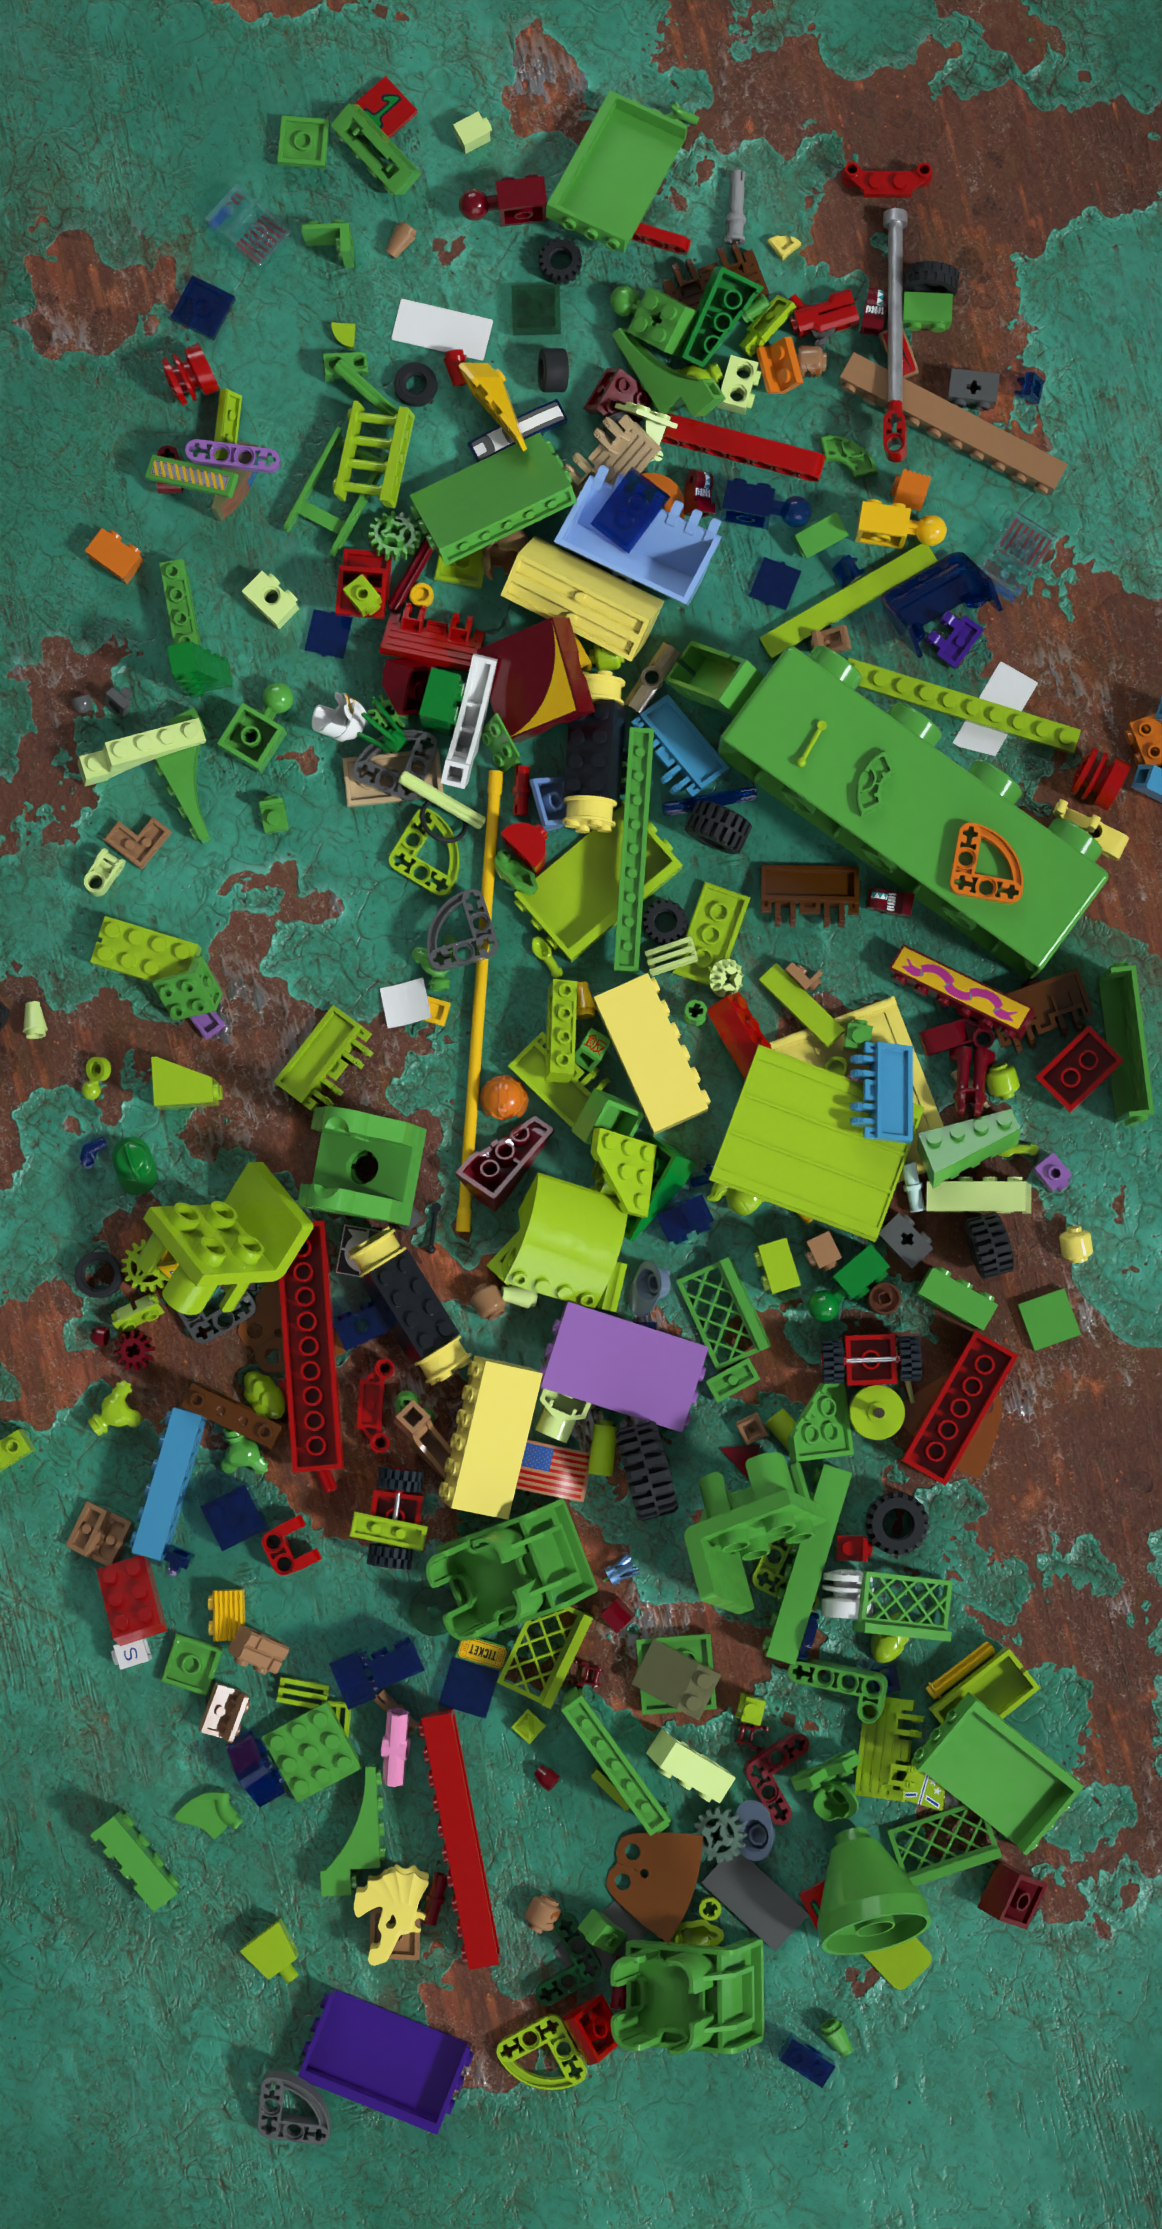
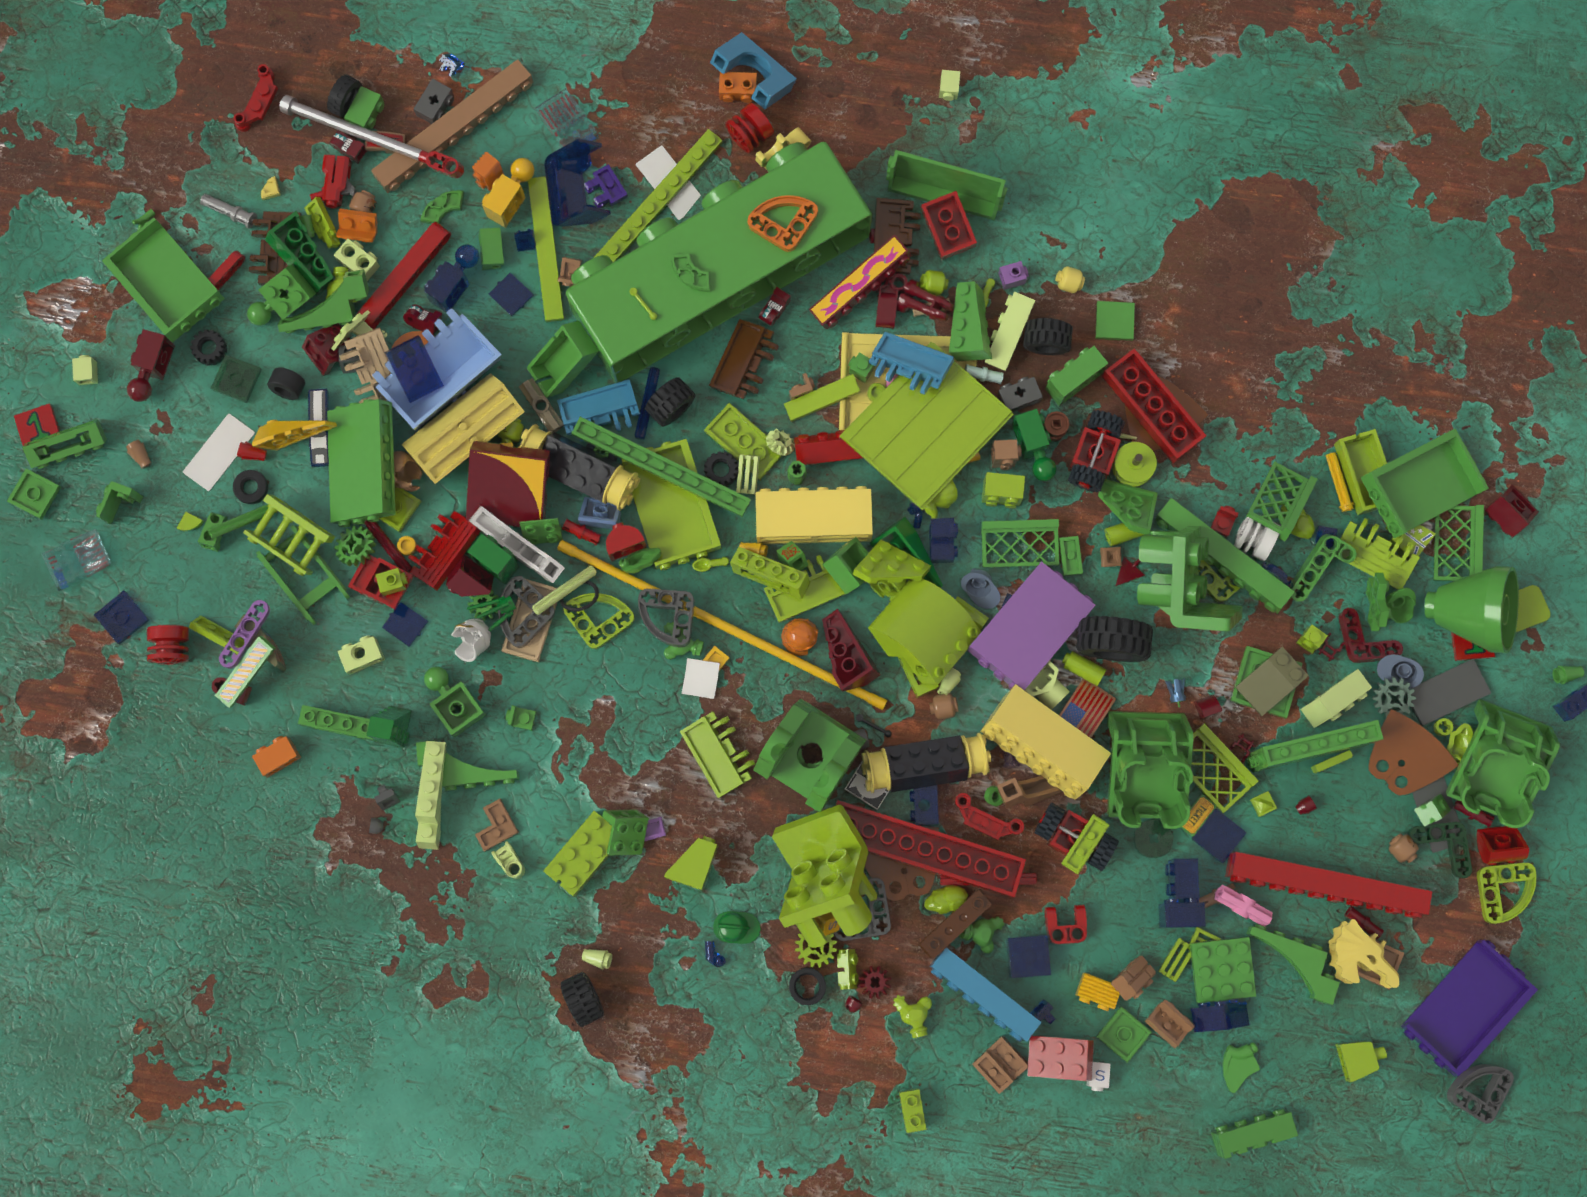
camera: 75 degrees left, 5 degrees down
(97, 1070) = (665, 935): lime plate -> none
(918, 1528) = (1226, 469): black tyre -> none

